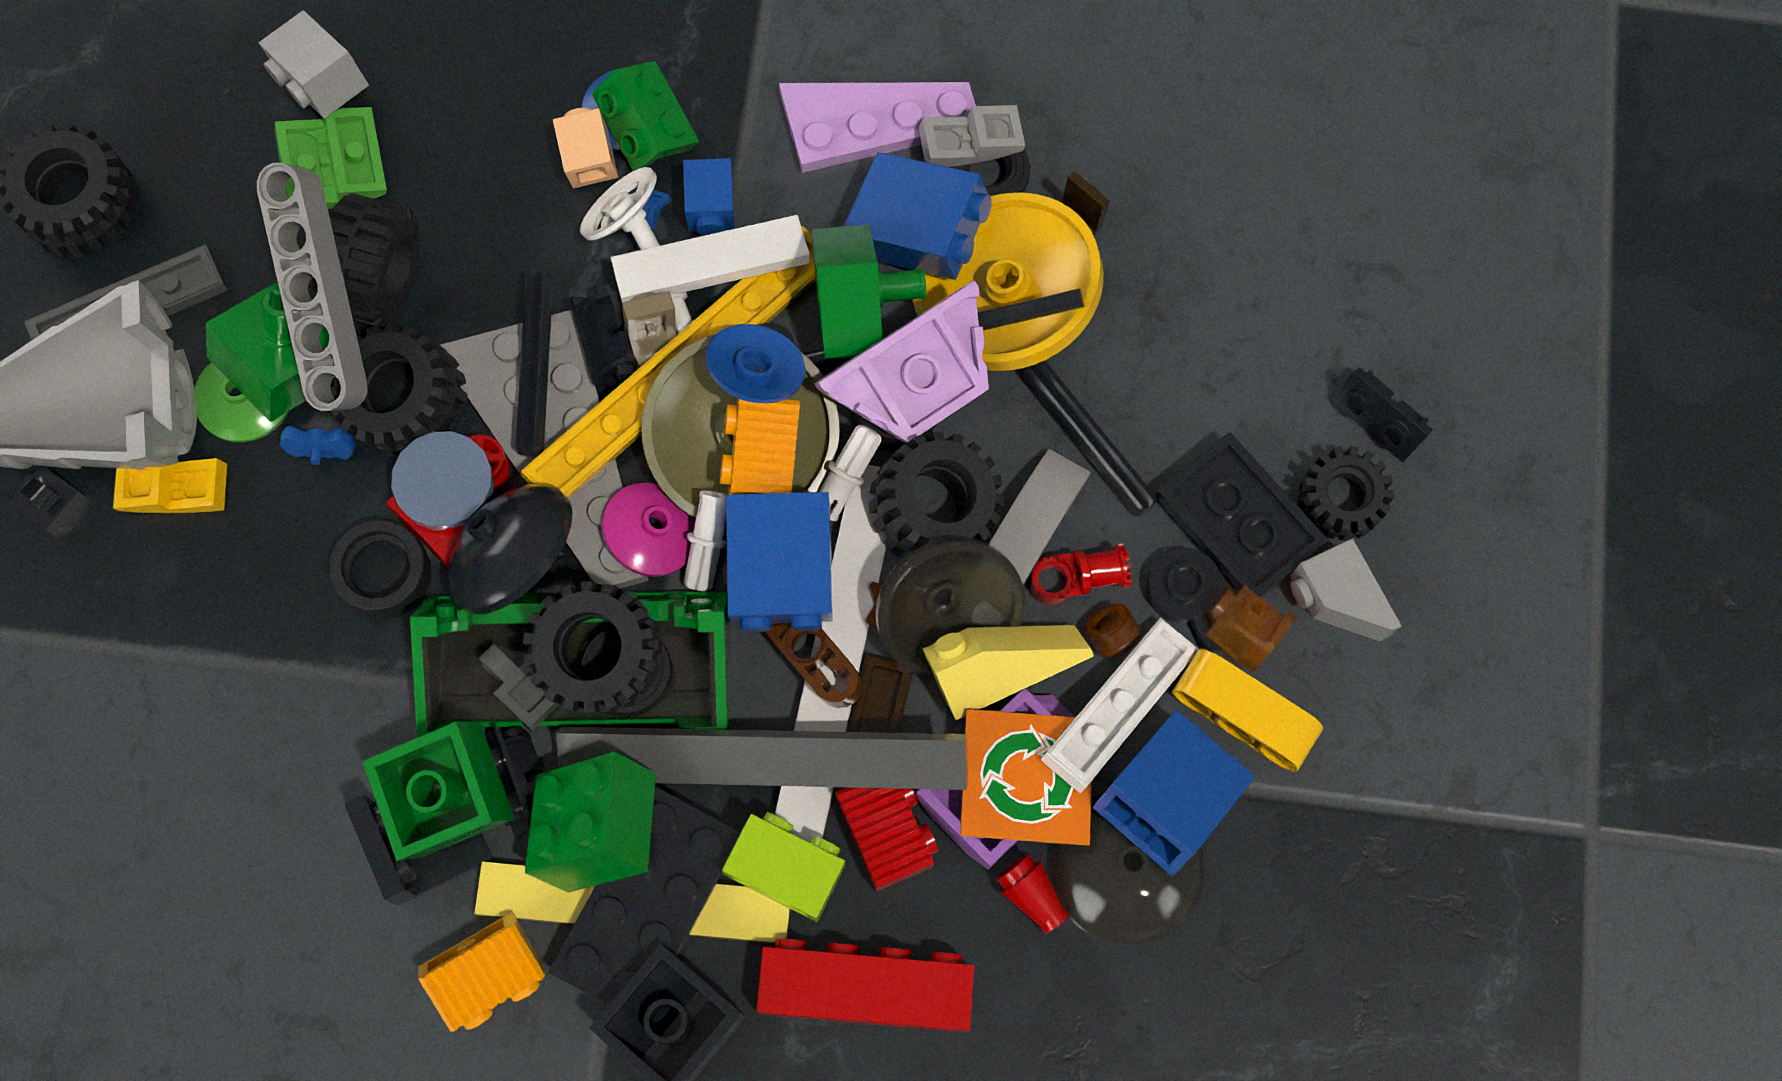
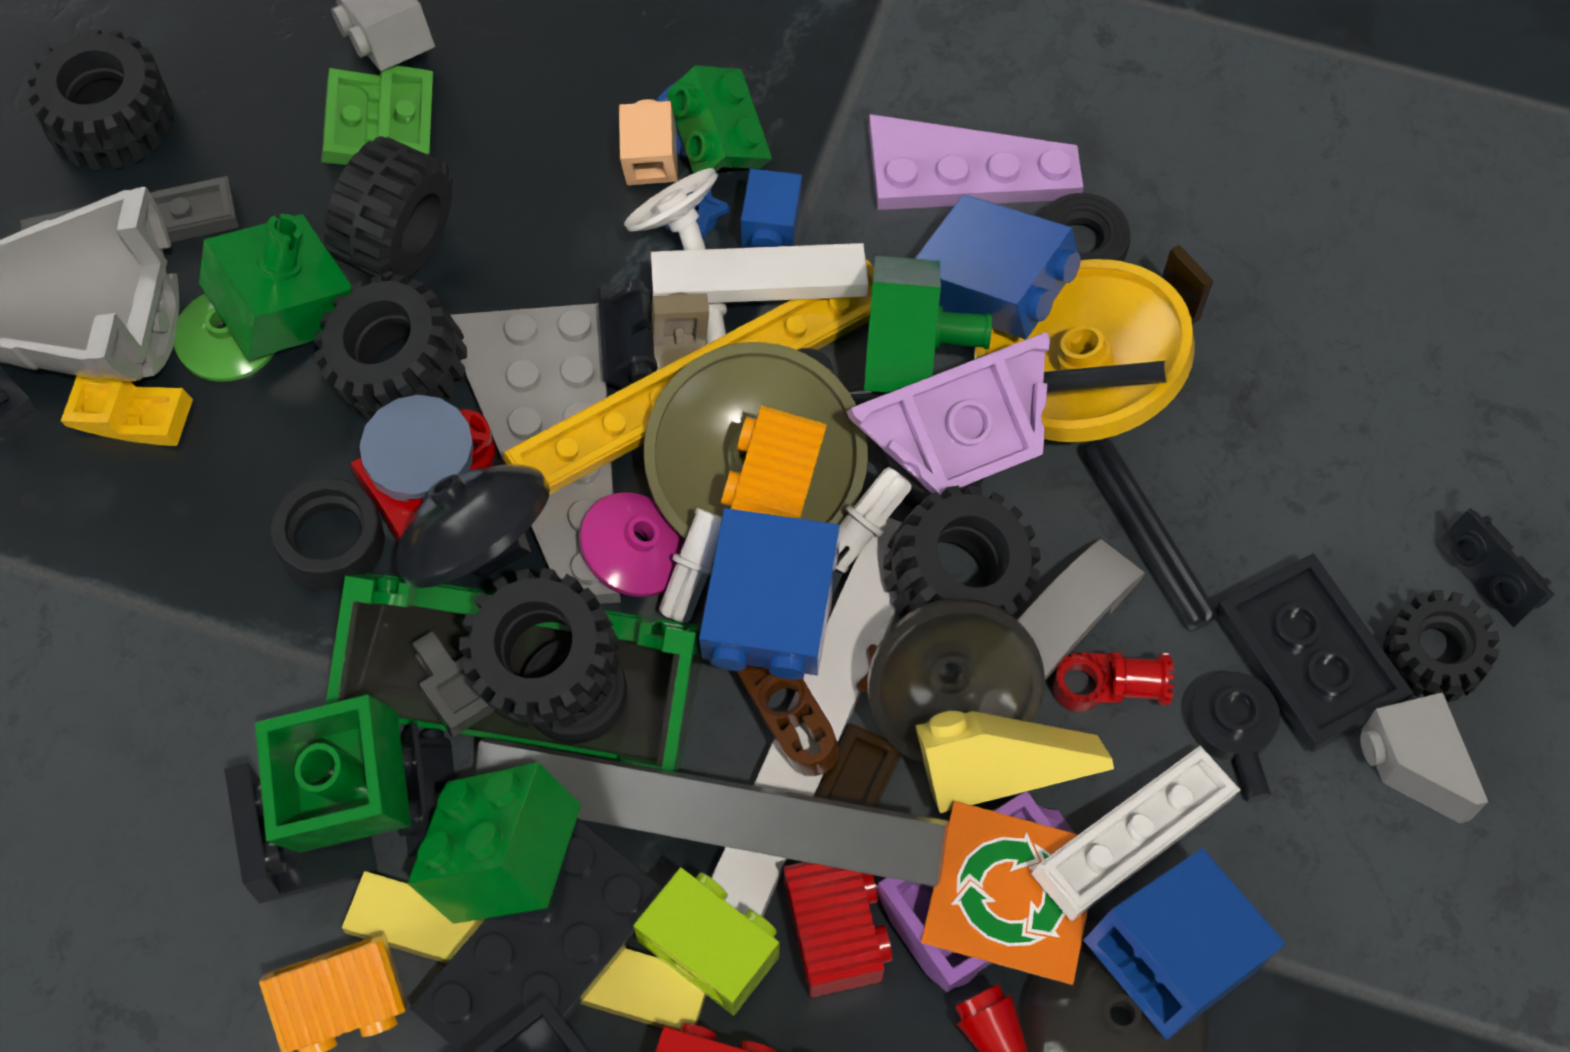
camera: 15 degrees right, 10 degrees down
(294, 270) = (310, 194): light grey beam -> none
(317, 443) = (293, 392): blue piece -> none
(534, 363) = (544, 347): black axle -> none
(755, 363) = (785, 377): blue dish -> none
(980, 137) = (1082, 198): light grey slope -> none
(1112, 630) = (1141, 750): reddish brown tile -> none
(1248, 627) = (1302, 772): clear orange brick -> none
(1248, 710) = (1289, 869): yellow beam -> none

